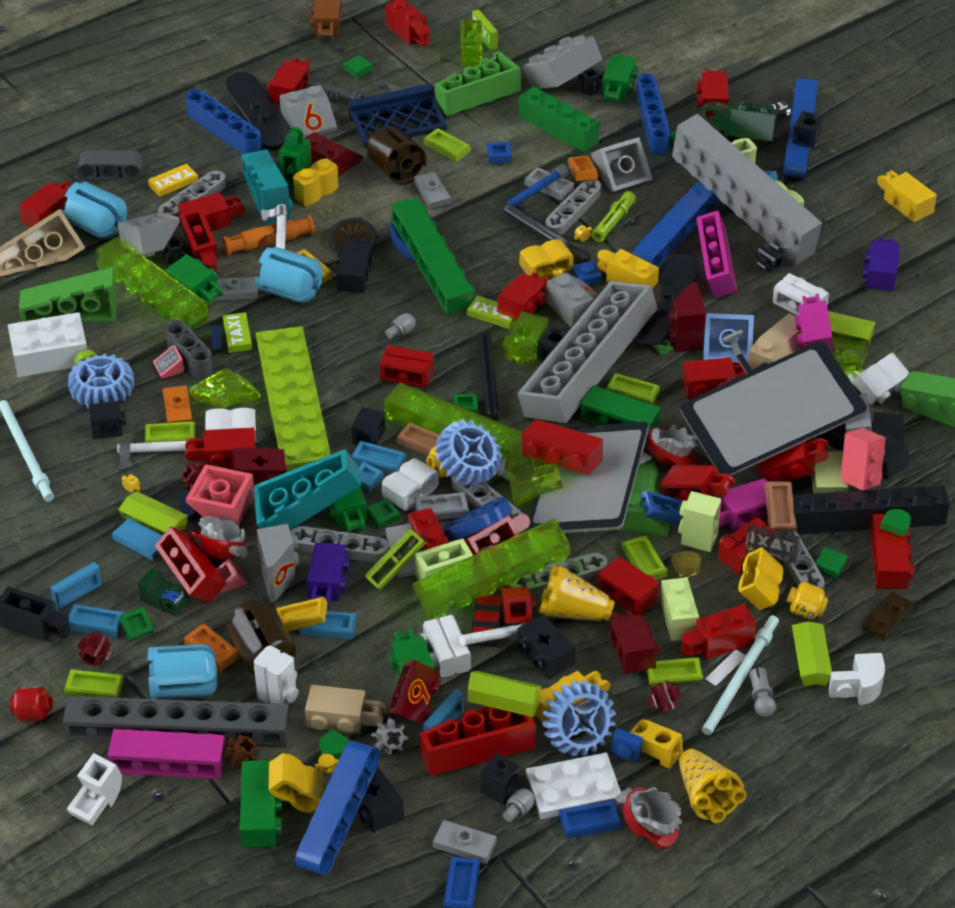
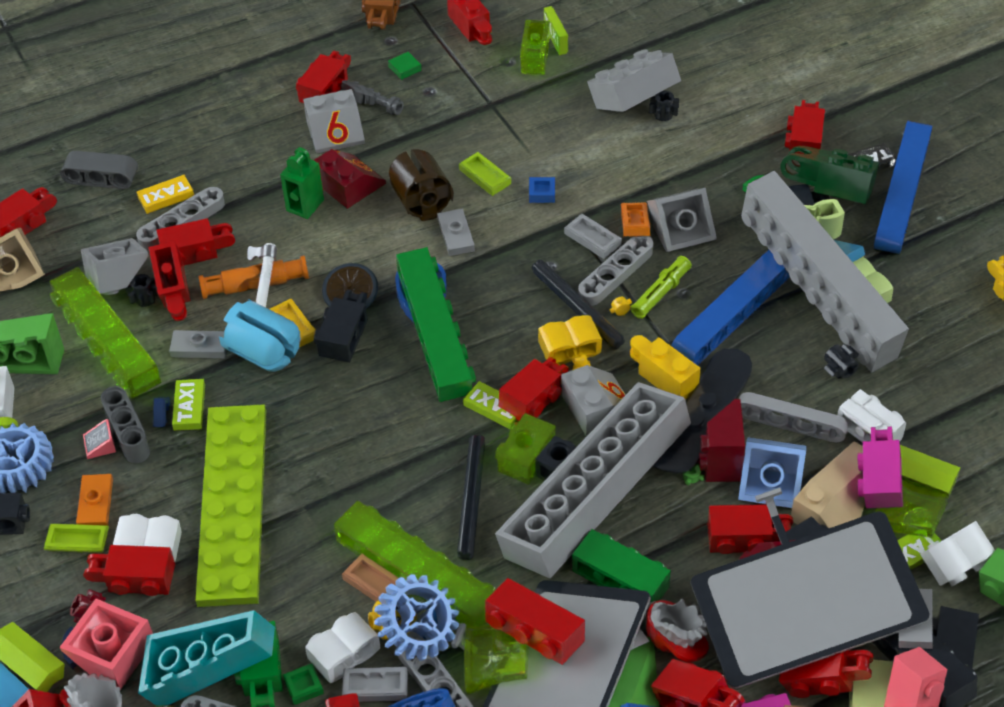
camera: 10 degrees right, 5 degrees up
(94, 210) = (63, 230): medium azure cylinder -> none
(126, 448) = (19, 556): white piece -> none
(131, 483) = (12, 606): yellow piece -> none
(196, 278) = (152, 331): green brick -> none
(223, 122) = (237, 126): blue beam -> none
(224, 390) = (153, 485): clear neon green plate -> none
(257, 108) = (281, 111): black piece -> none
(260, 462) = (165, 602): dark red brick -> none
(265, 183) = (265, 208): teal wedge -> none
(315, 182) = (324, 211): yellow brick -> none
(368, 426) = (310, 558): black brick -> none
(369, 477) = (295, 627): dark azure tile -> none
(379, 457) = (315, 600): dark azure tile -> none
(393, 103) = (431, 117): dark blue fence -> none
(401, 325) = (381, 414): light grey cylinder -> none
(407, 366) = (375, 473): red brick -> none
(466, 401) = (436, 534): green tile -> none
(478, 84) = (533, 101): bright green wedge -> none
(558, 172) = (605, 224): blue piece -> none
(559, 119) = (619, 152): green brick -> none
(587, 272) = (616, 361): blue plate -> none
(619, 77) = (698, 103): green brick -> none
(633, 388) = (643, 533): lime tile -> none
(652, 114) = (729, 154): blue beam -> none
(716, 254) = (775, 350): dark pink brick -> none
(737, 296) = (822, 425): none -> light grey beam
(807, 129) = (910, 193): black brick -> none
(882, 264) = (980, 383): dark purple brick -> none

